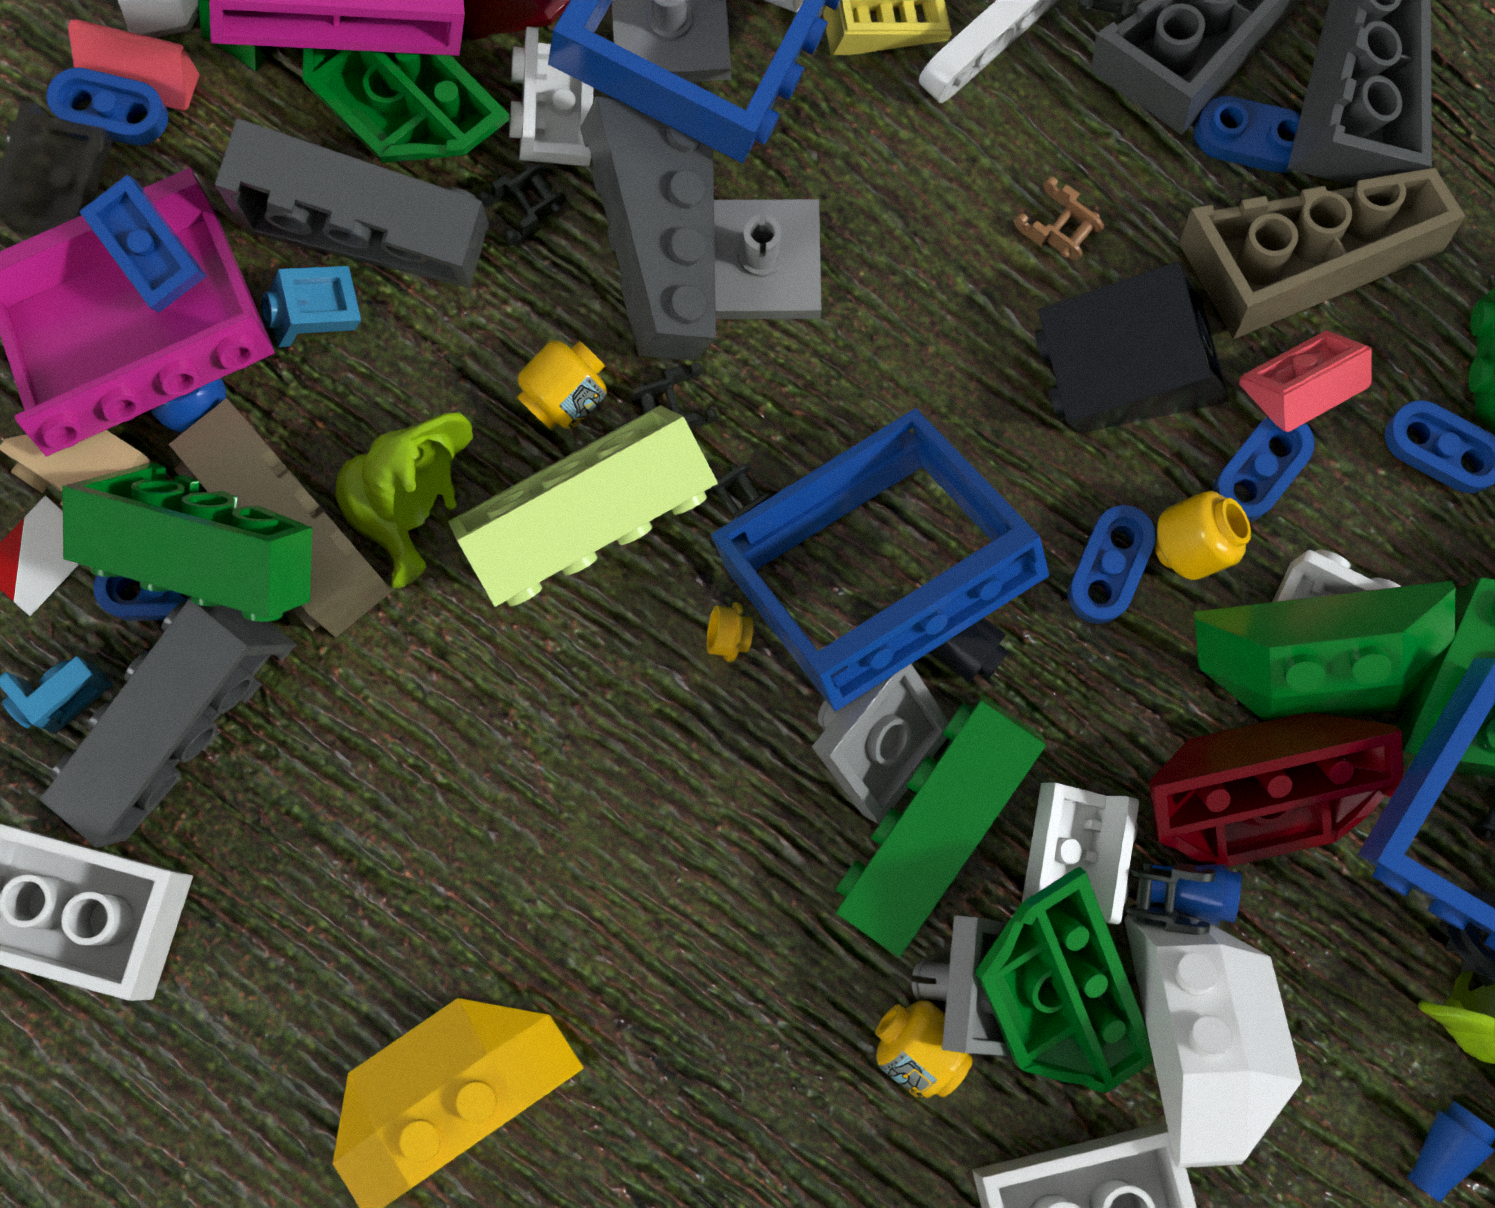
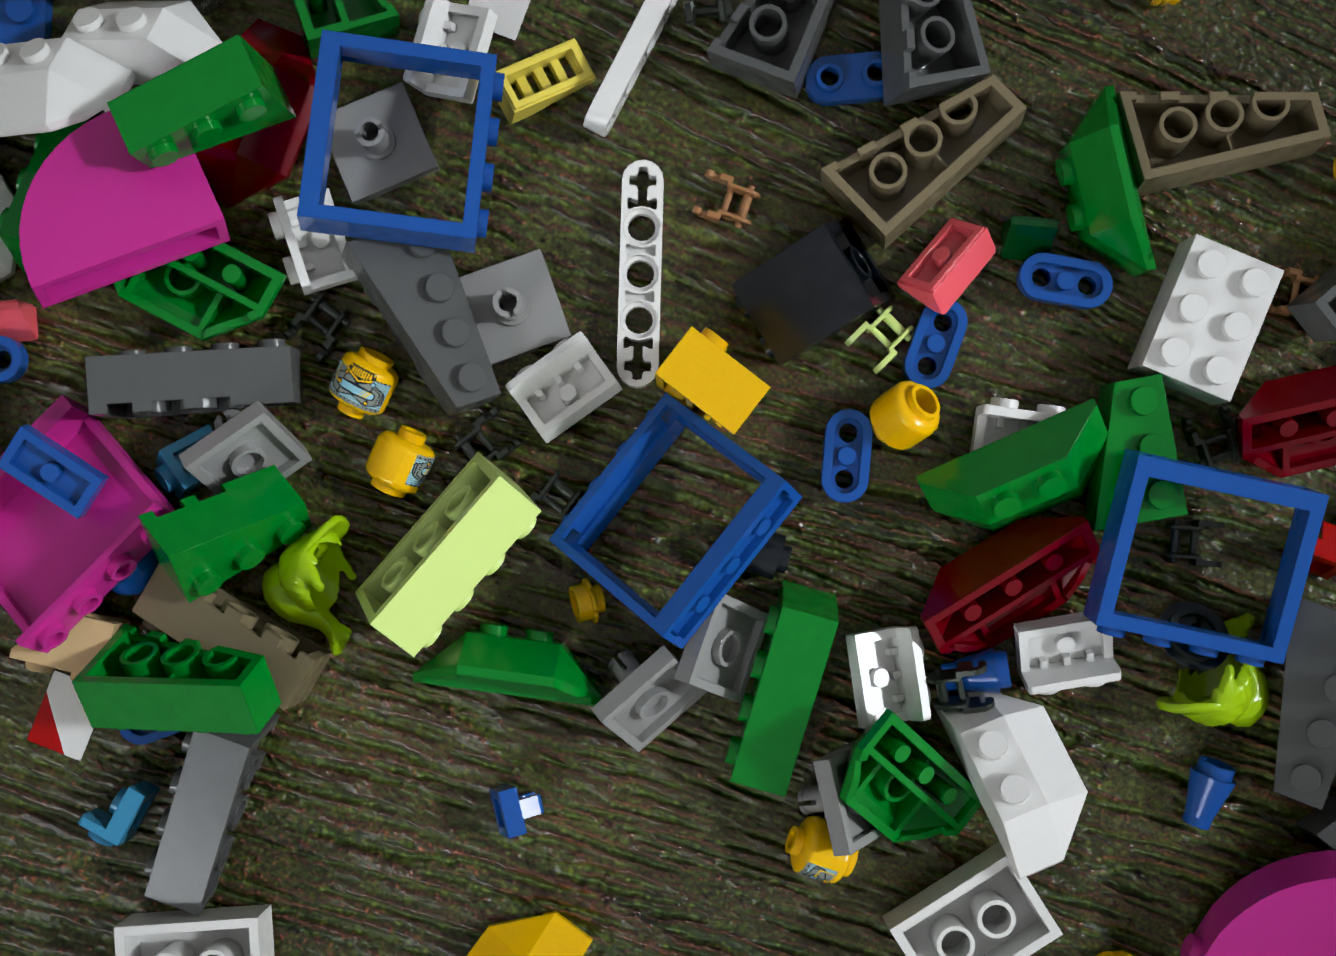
camera: 10 degrees left, 10 degrees up
(319, 384) = (227, 531): none -> green wedge
(379, 311) = (243, 446): none -> light grey tile
(543, 857) = (512, 809): none -> blue tile
(552, 280) = (363, 382): none -> head
(607, 675) = (512, 666): none -> green wedge
(766, 770) = (645, 698): none -> light grey tile
(791, 362) = (563, 386): none -> white bracket
(931, 243) = (640, 251): none -> white beam
(978, 387) = (710, 380): none -> yellow wedge
(1186, 423) = (893, 324): none -> yellowish green piece
(1316, 901) = (1063, 654): none -> white bracket
(1415, 376) = (1027, 236): none -> dark green slope

